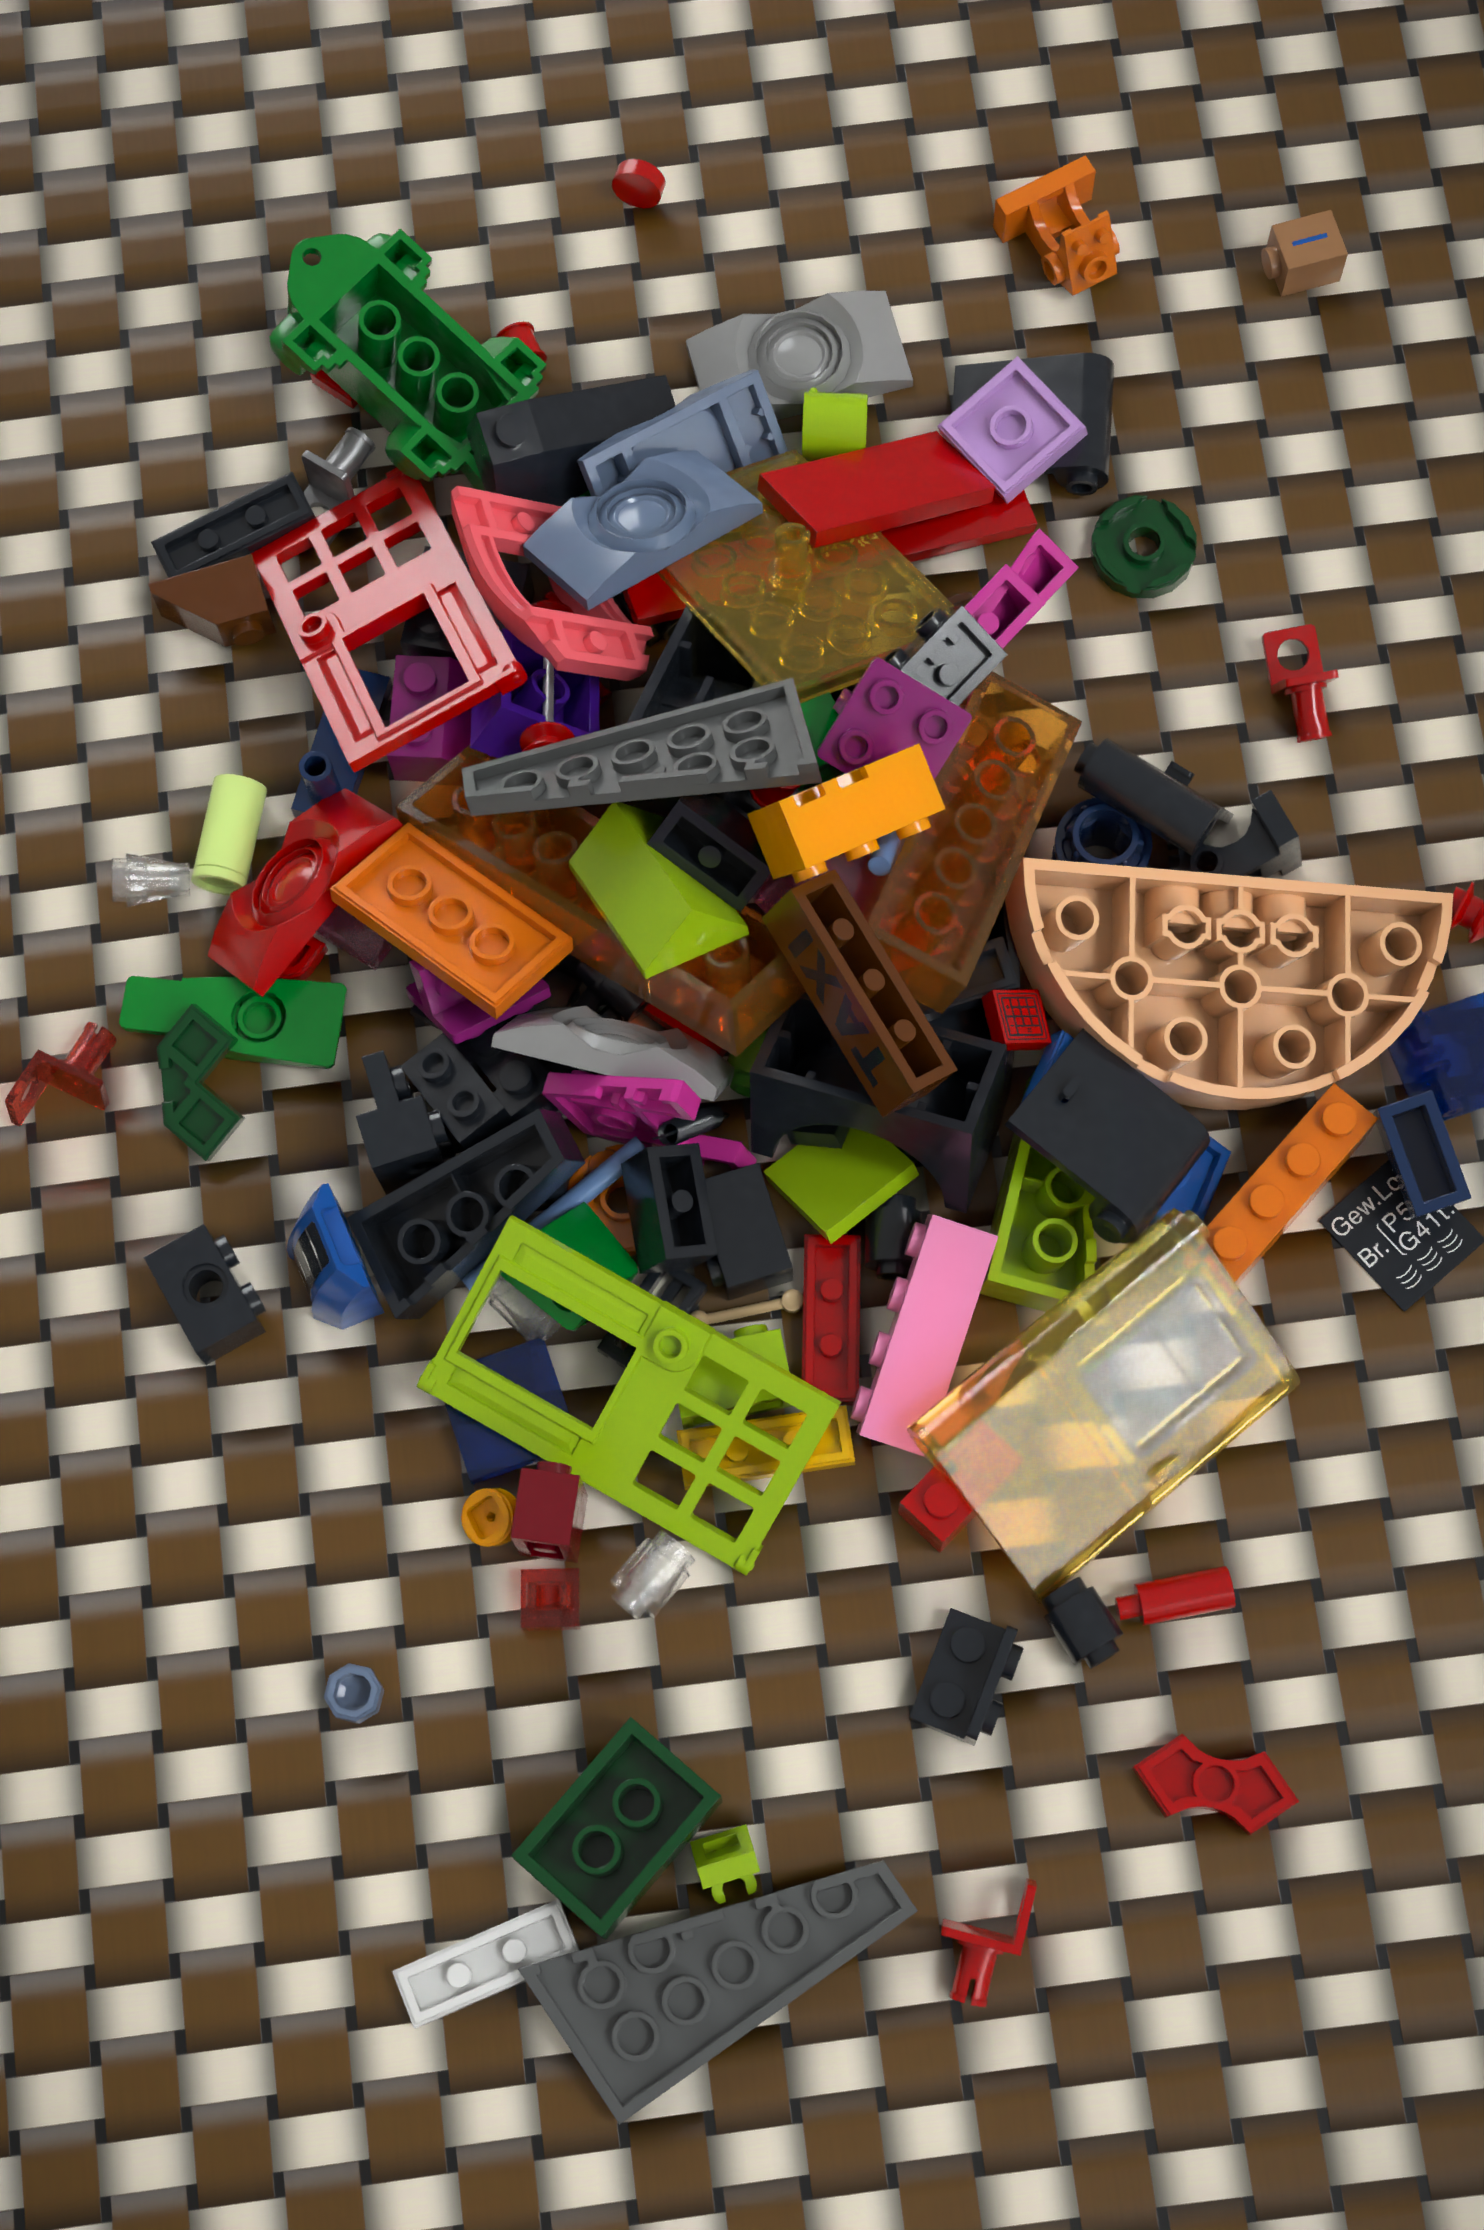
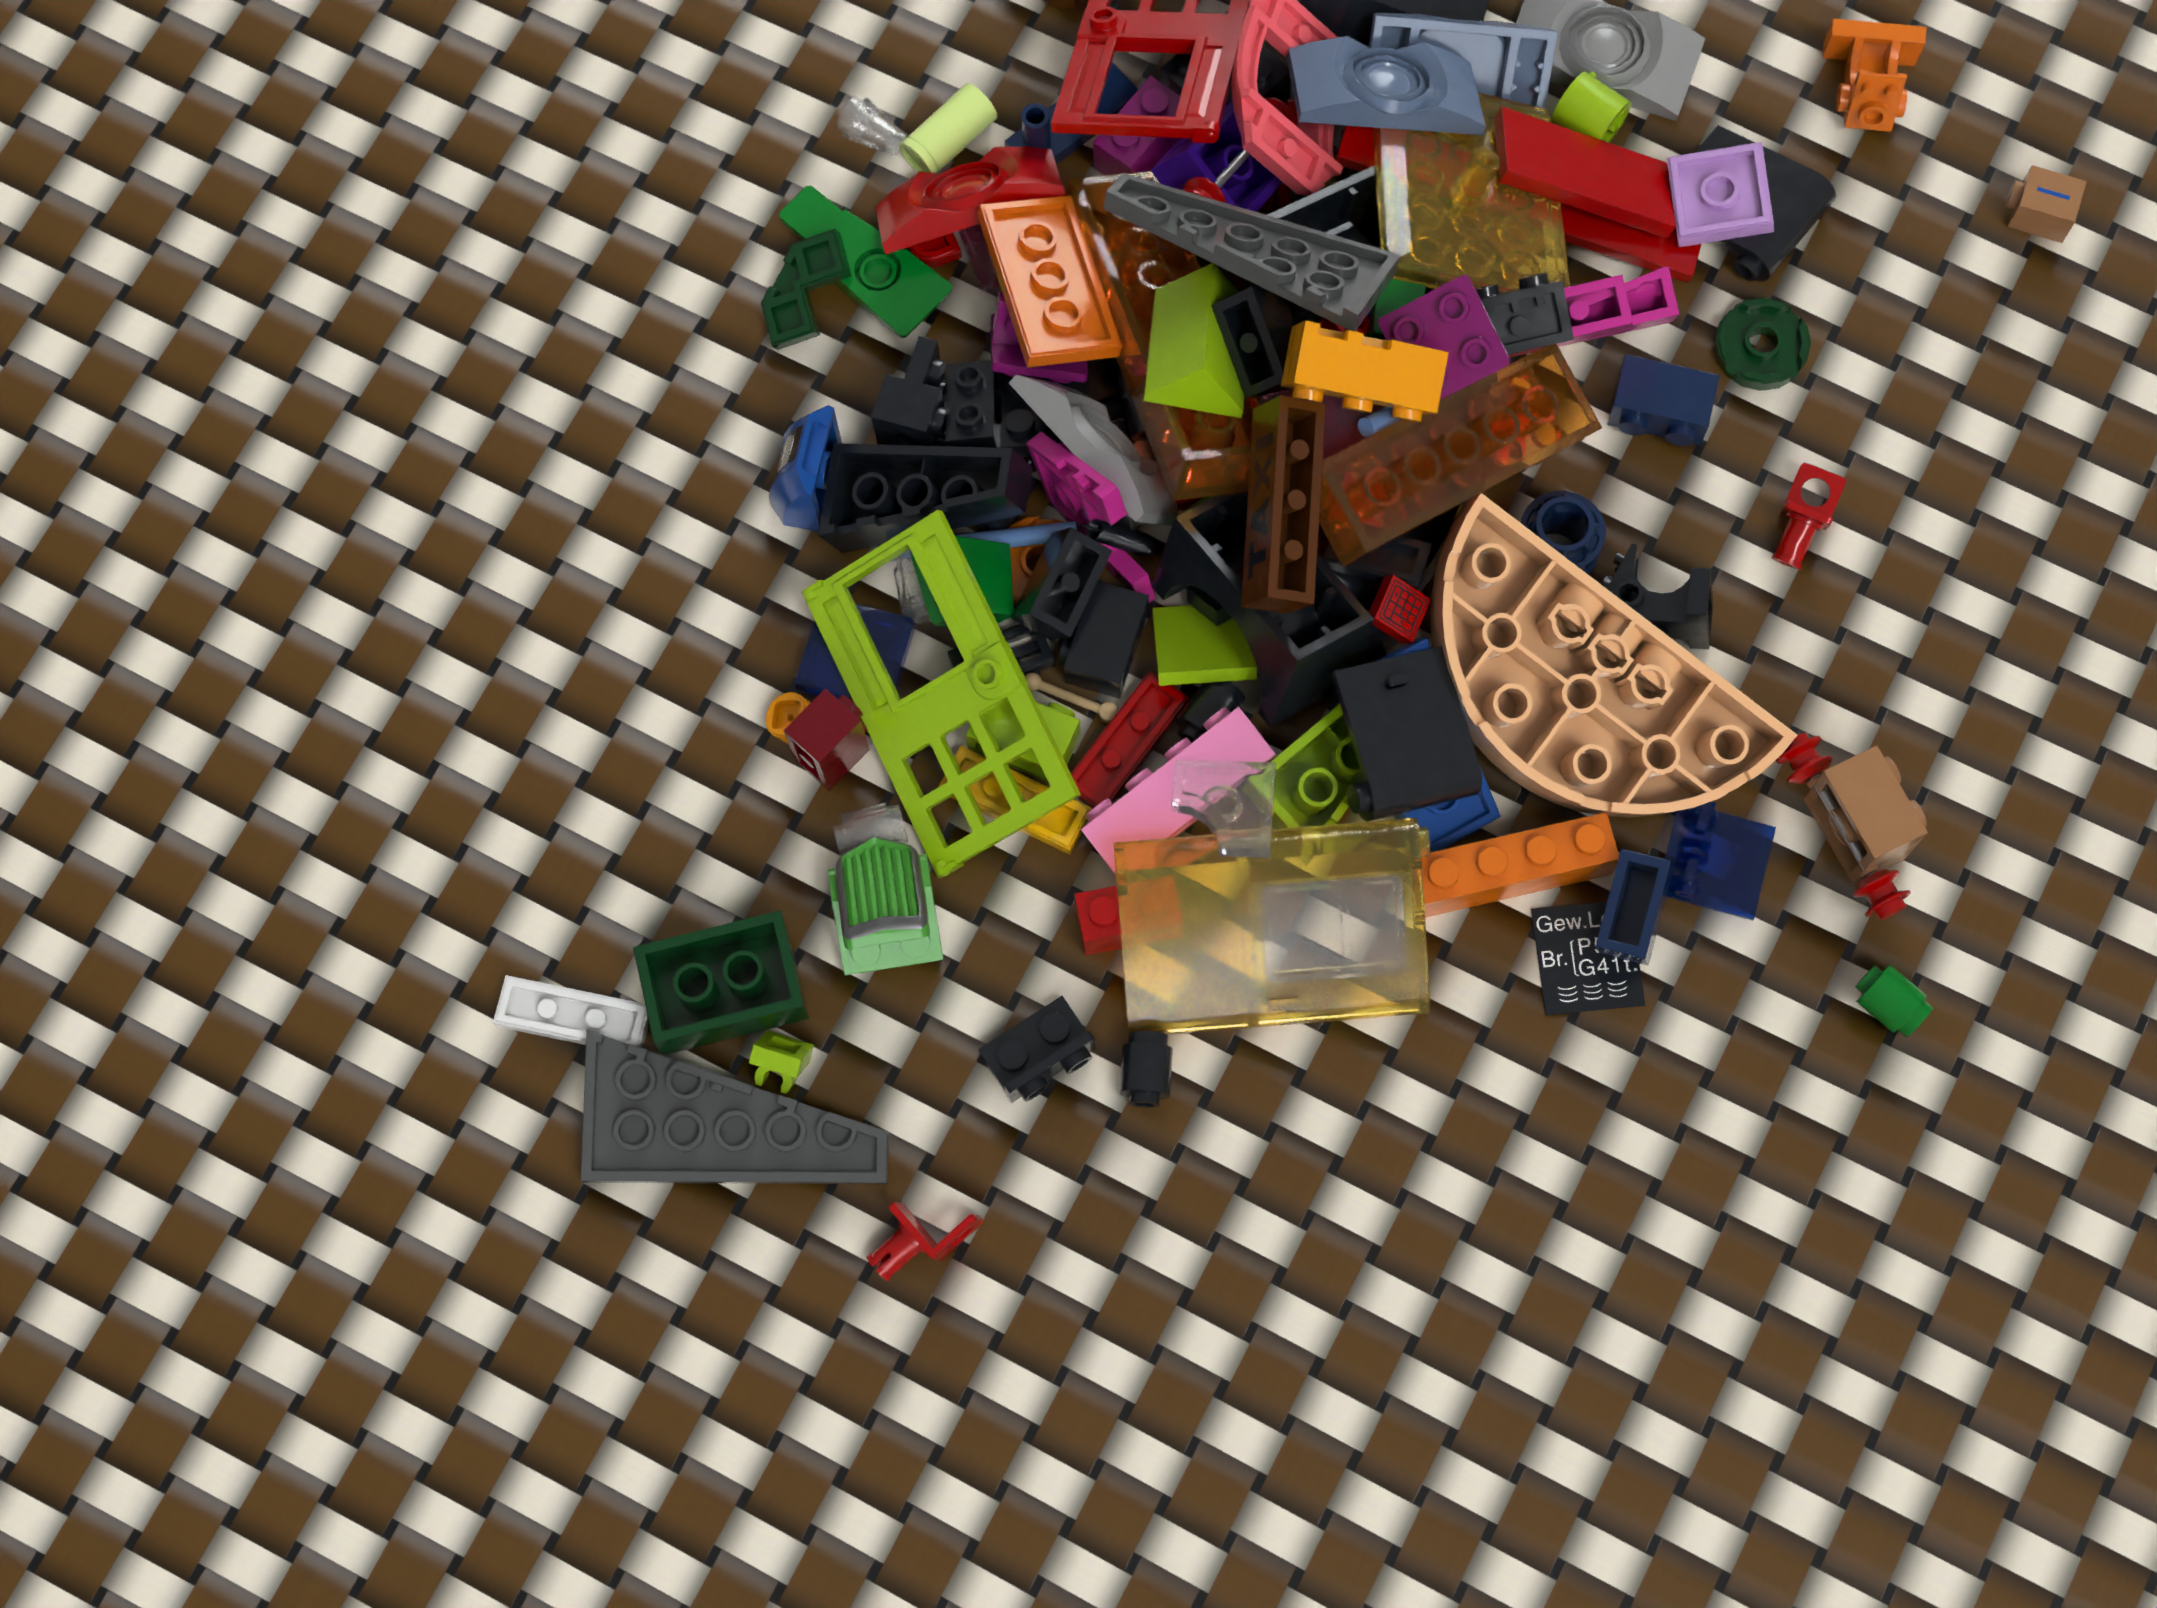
camera: 35 degrees right, 0 degrees up
(70, 1075) = (723, 227): clear red bracket -> none
(181, 1272) = (699, 411): black brick -> none
(354, 1693) = (613, 773): sand blue tile -> none
(550, 1599) = (791, 802): clear red tile -> none
(721, 1641) = (884, 907): none -> bright green piece
(992, 1310) = (1231, 800): none -> clear tile
(1096, 658) = (1663, 400): none -> dark blue brick
(1149, 795) = (1623, 516): black door -> none
(1178, 1596) = (1228, 1098): red cylinder -> none
(1187, 1778) = (1143, 1228): red tile -> none

